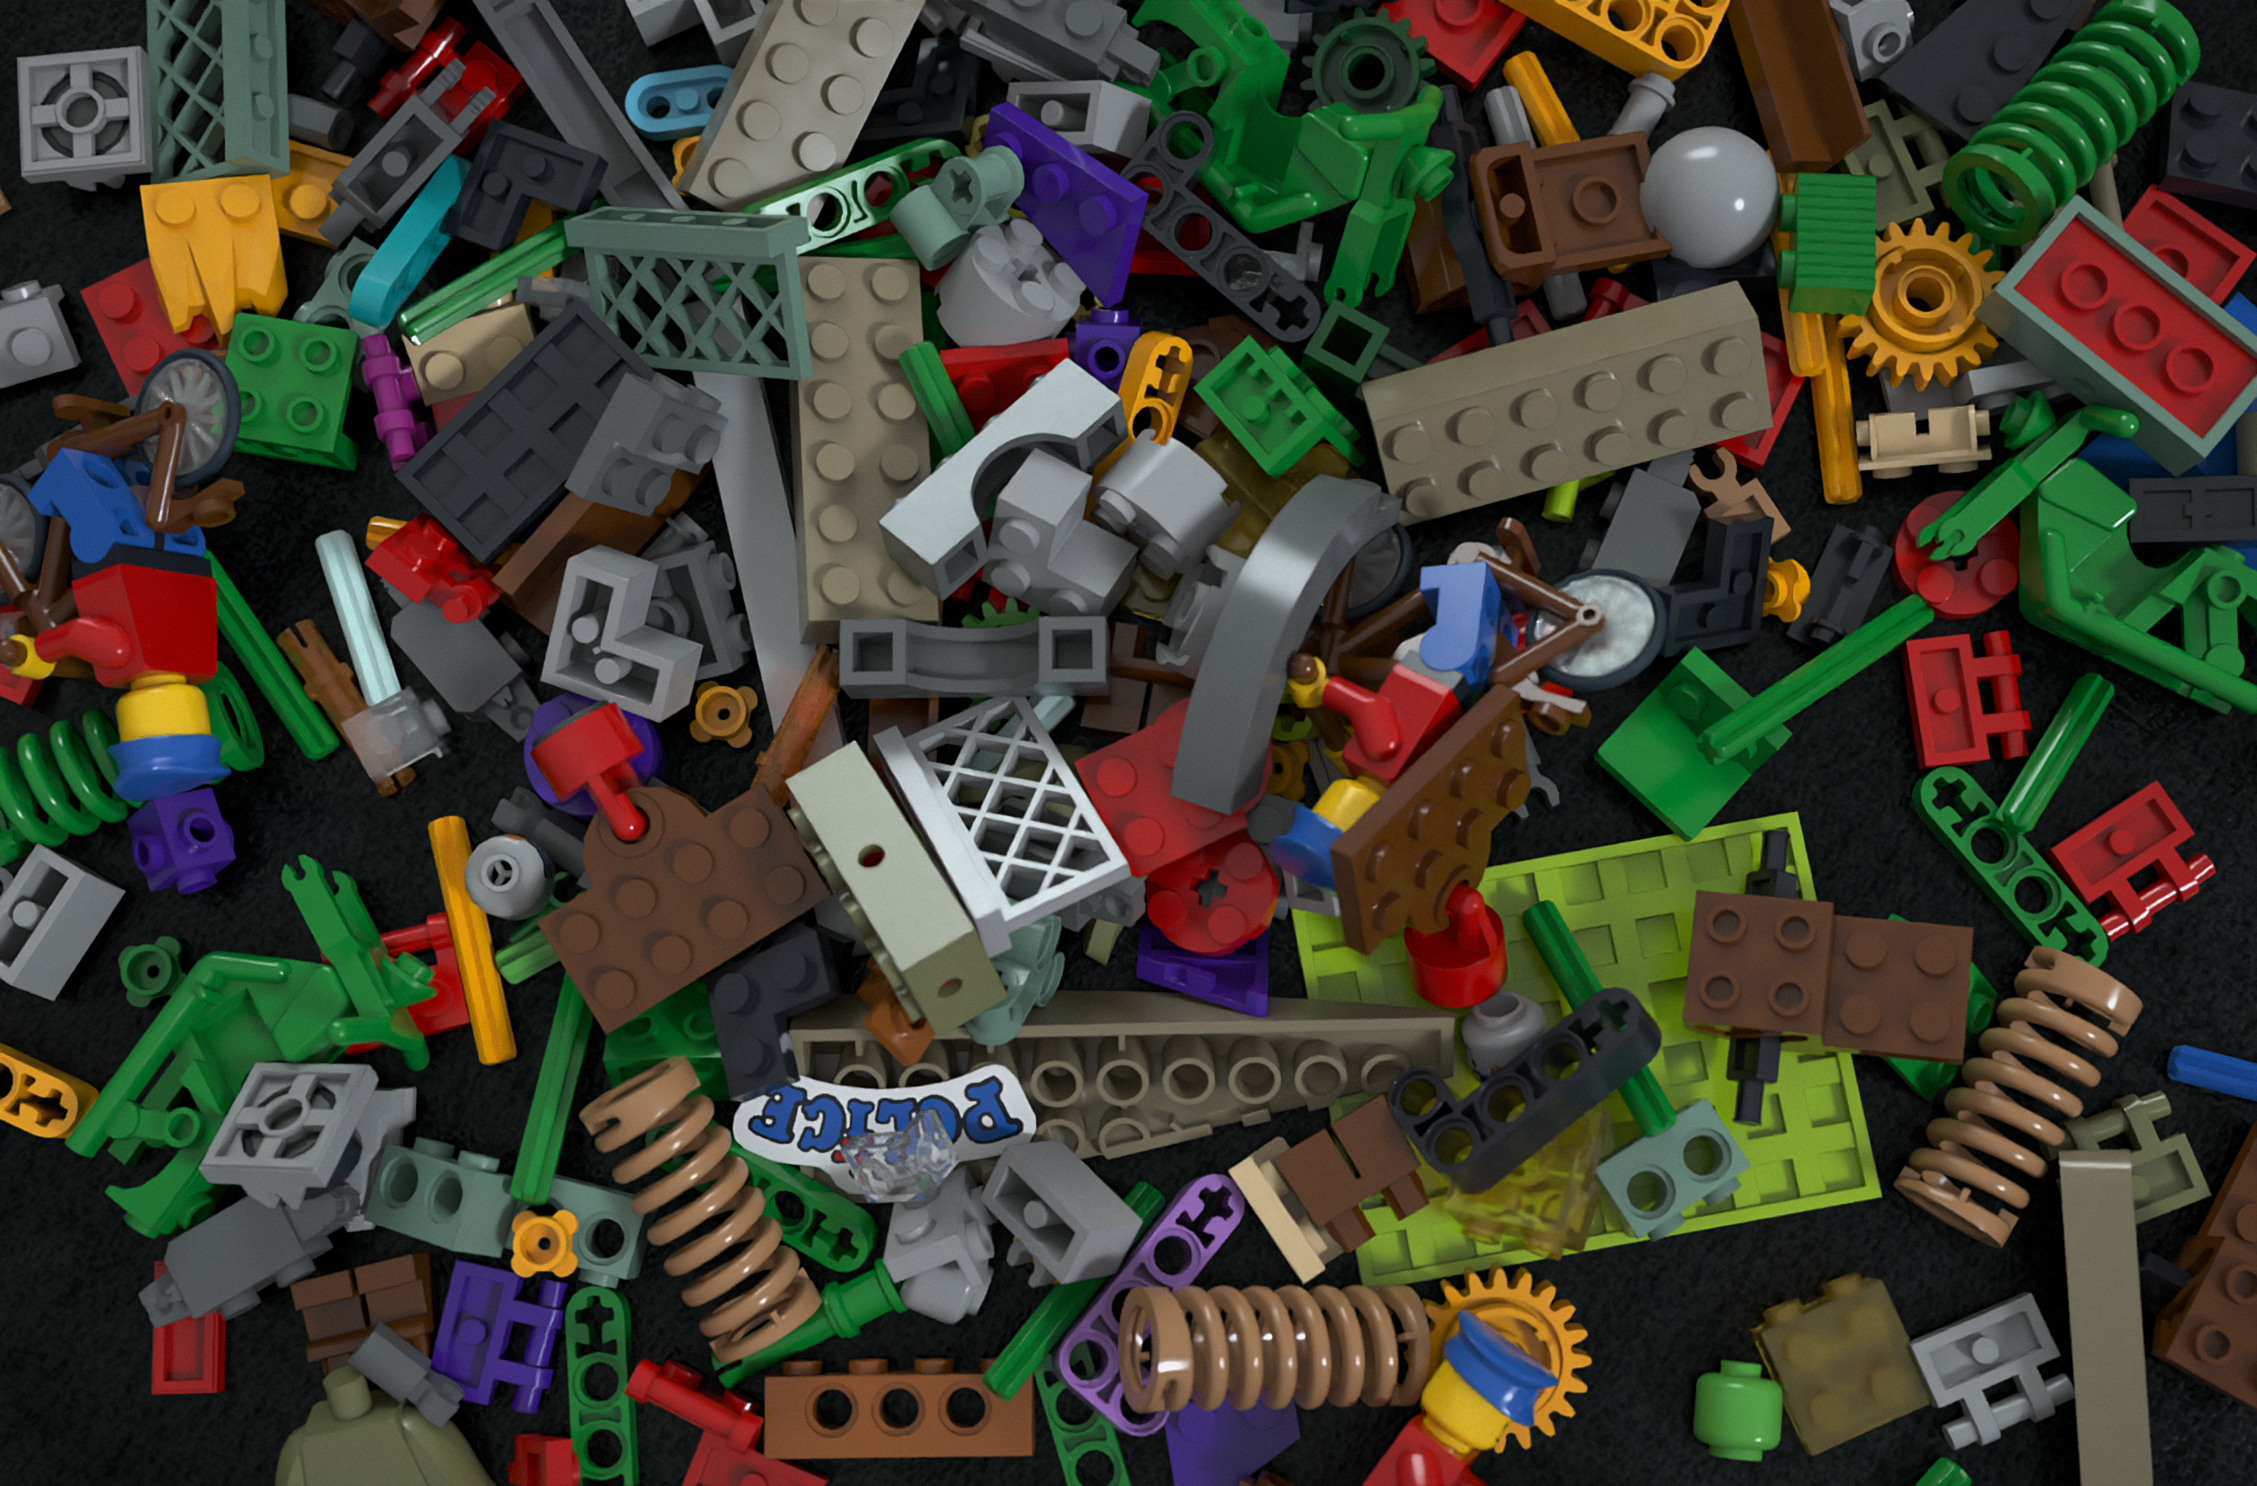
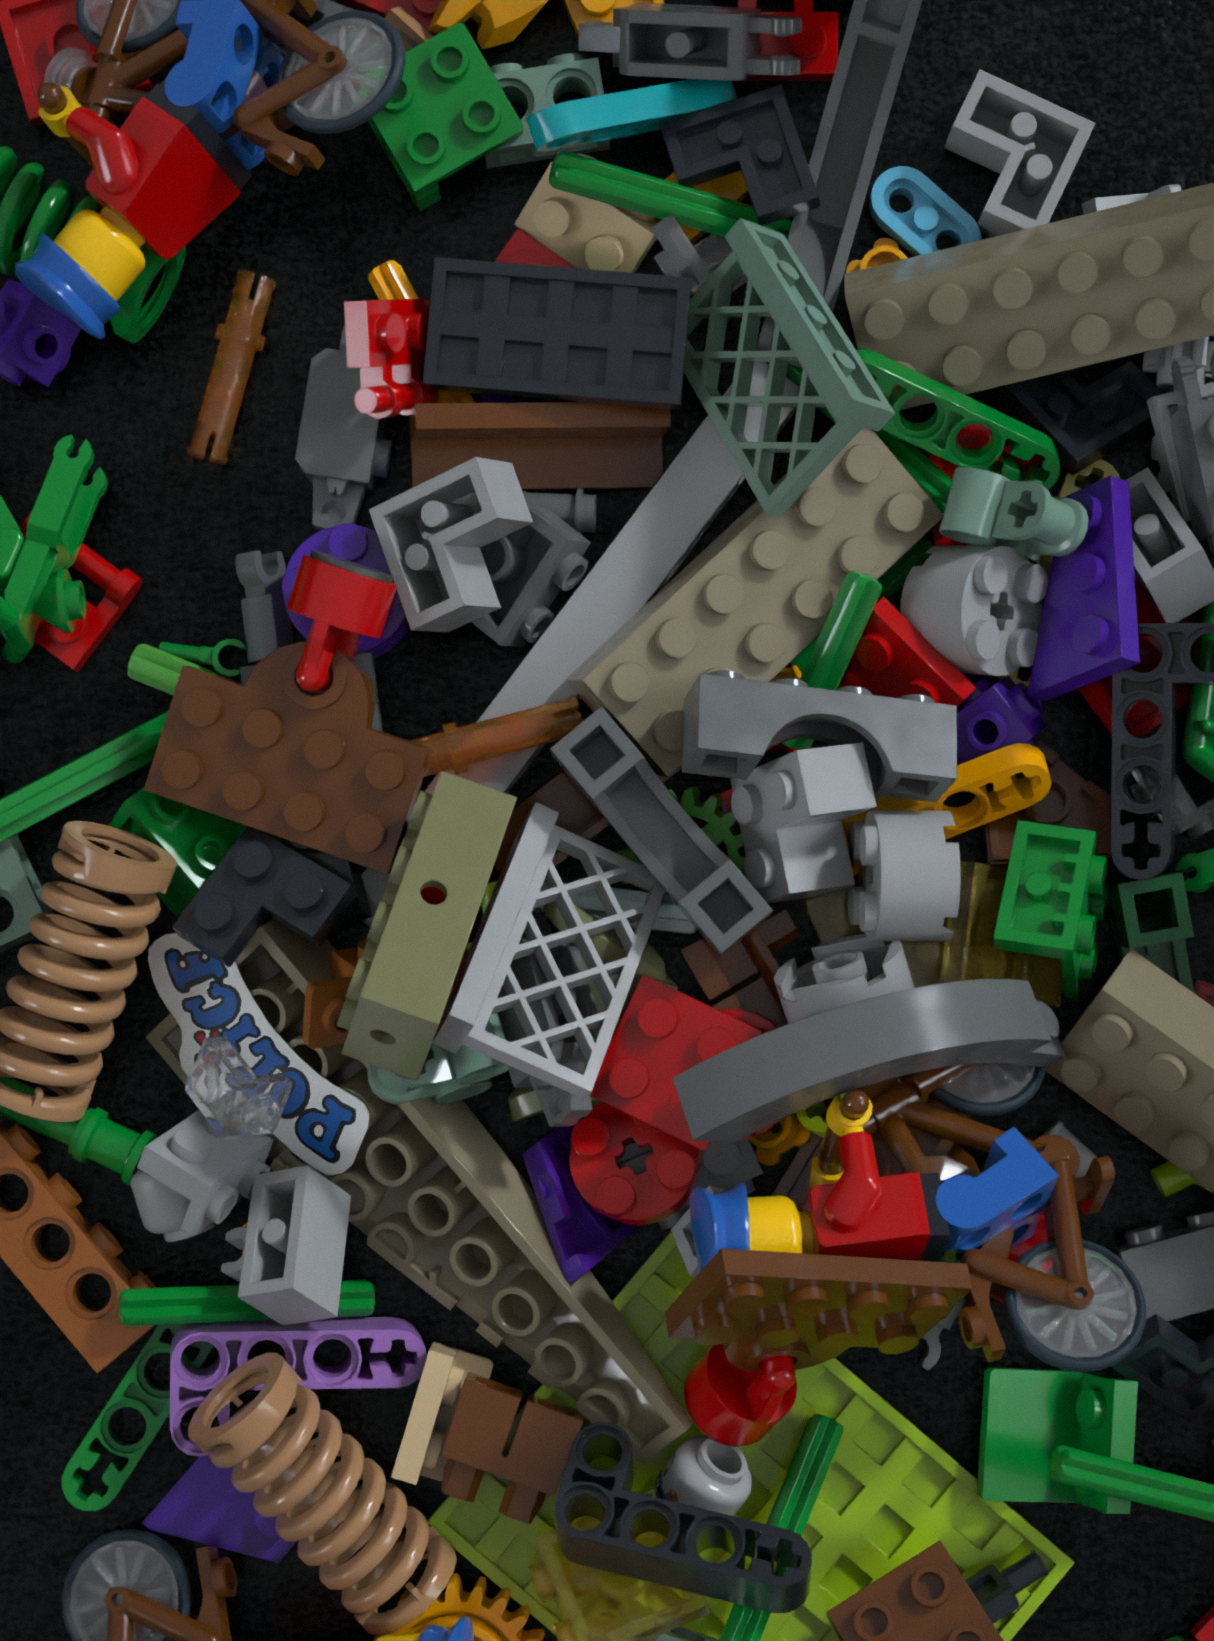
camera: 45 degrees right, 5 degrees up
(270, 669) = (212, 285): green axle -> none
(357, 616) = (306, 317): light aqua axle -> none
(395, 396) = (505, 194): magenta plate -> none
(397, 733) = (243, 427): clear bracket -> none
(472, 944) = (136, 616): light orange axle -> none
(529, 883) = (189, 593): light grey head -> none
(643, 440) = (621, 426): dark grey plate -> none
(711, 701) = (448, 655): light orange plate -> none
(817, 1198) = (160, 1073): green beam -> none

